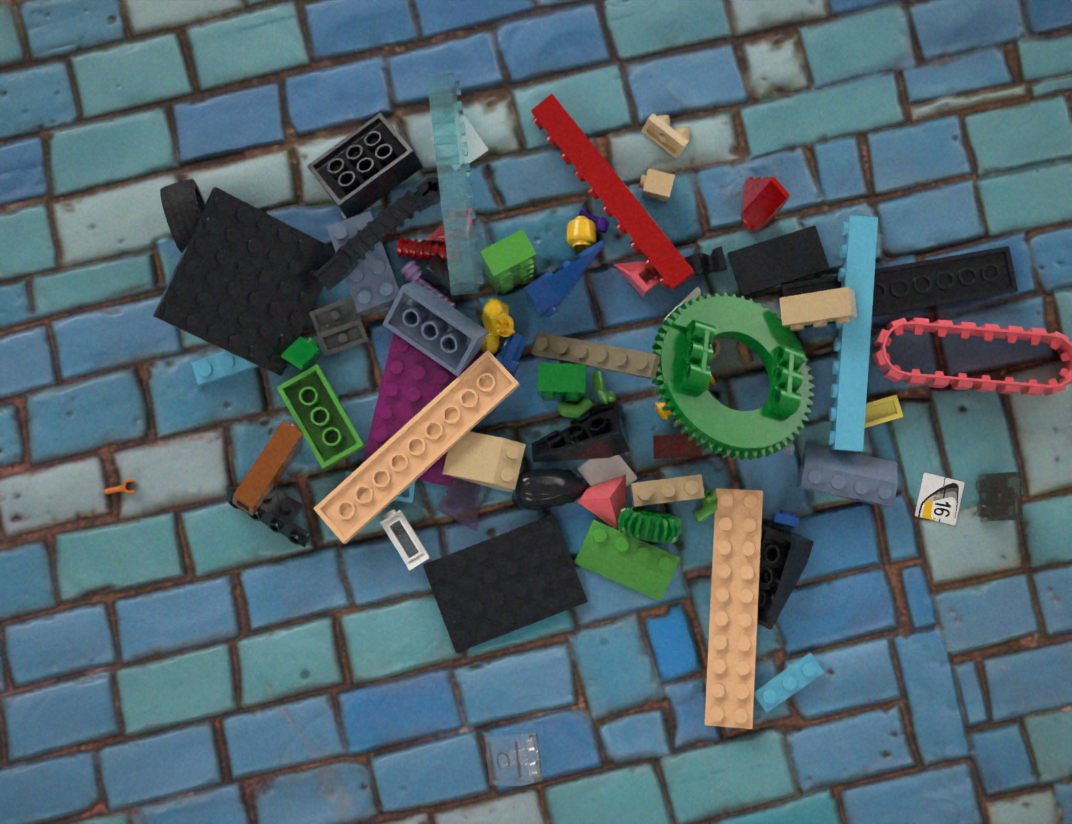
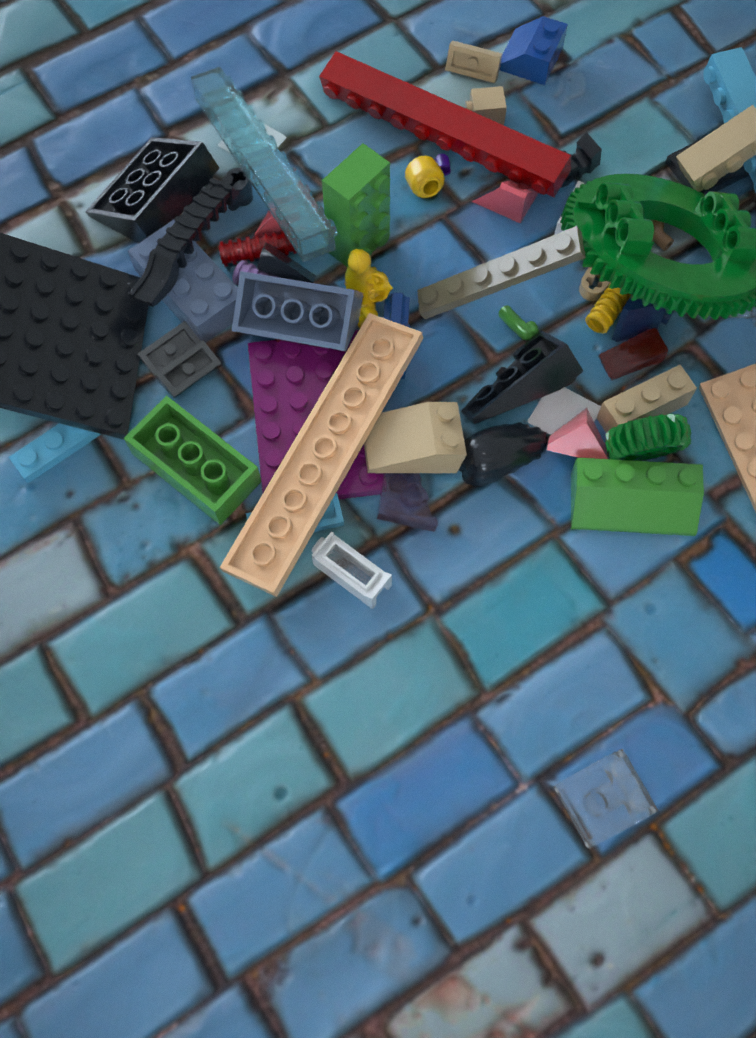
camera: 20 degrees left, 15 degrees down
(268, 467) = (144, 534): dark orange slope -> none
(278, 514) = (166, 595): black bracket -> none
(302, 353) = (141, 397): green slope -> none
(505, 583) = (496, 582): black plate -> none
(551, 289) = (416, 228): blue wedge -> none
(561, 381) = (469, 322): green brick -> none
(574, 410) = (496, 356): bright green arm -> none
(708, 507) = (701, 407): bright green arm -> none
(719, 140) = (534, 49): none -> blue slope
(761, 202) = (610, 68): red wedge -> none
(778, 261) = (651, 138): black tile -> none

